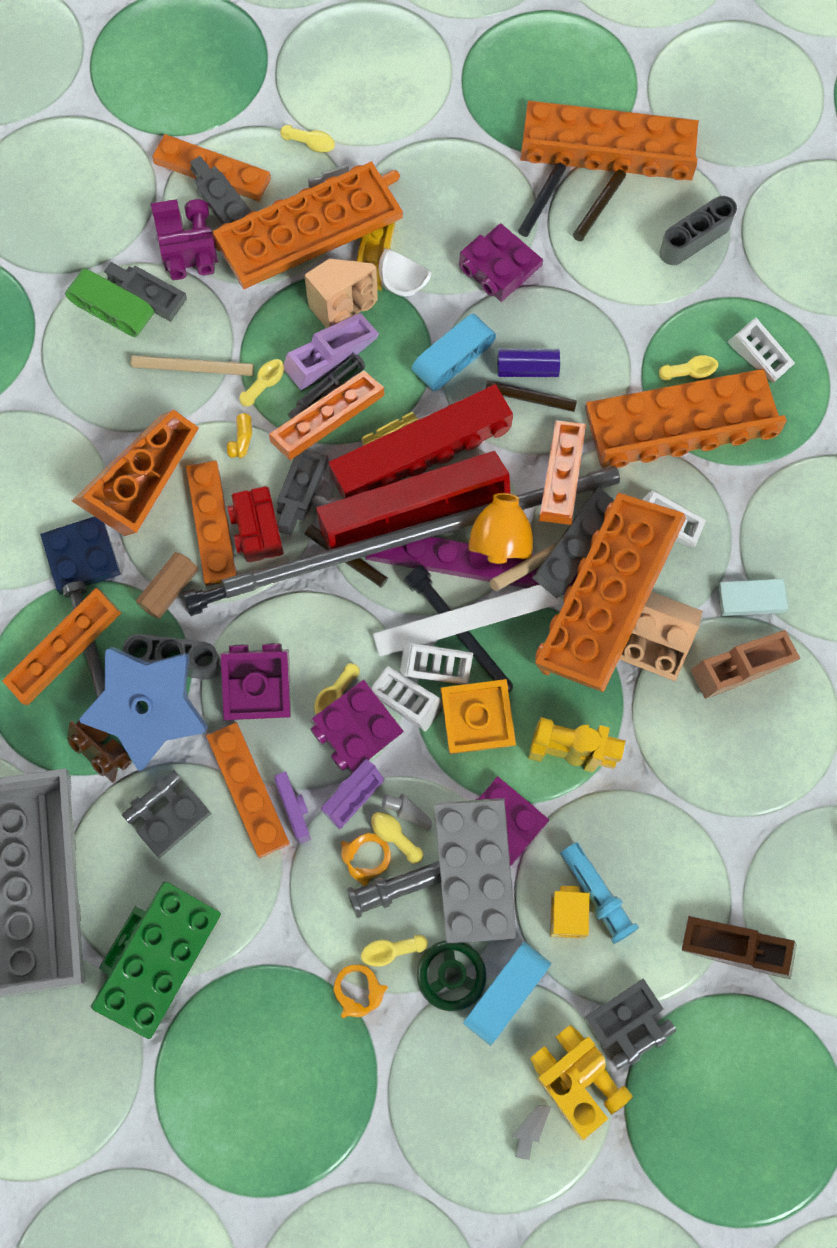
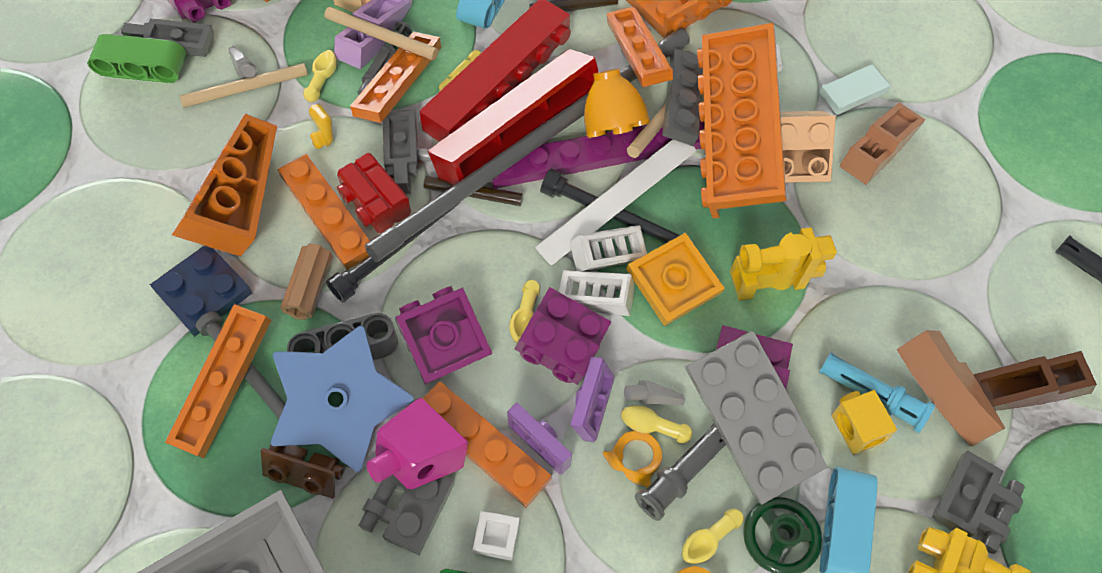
camera: 25 degrees left, 10 degrees down
(189, 773) = (417, 447): none -> dark pink torso
(199, 344) = (242, 64): none -> light grey bar
(222, 871) = (496, 535): none -> white plate
(330, 366) = (381, 33): none -> tan bar
(661, 918) = (951, 387): none -> nougat slope

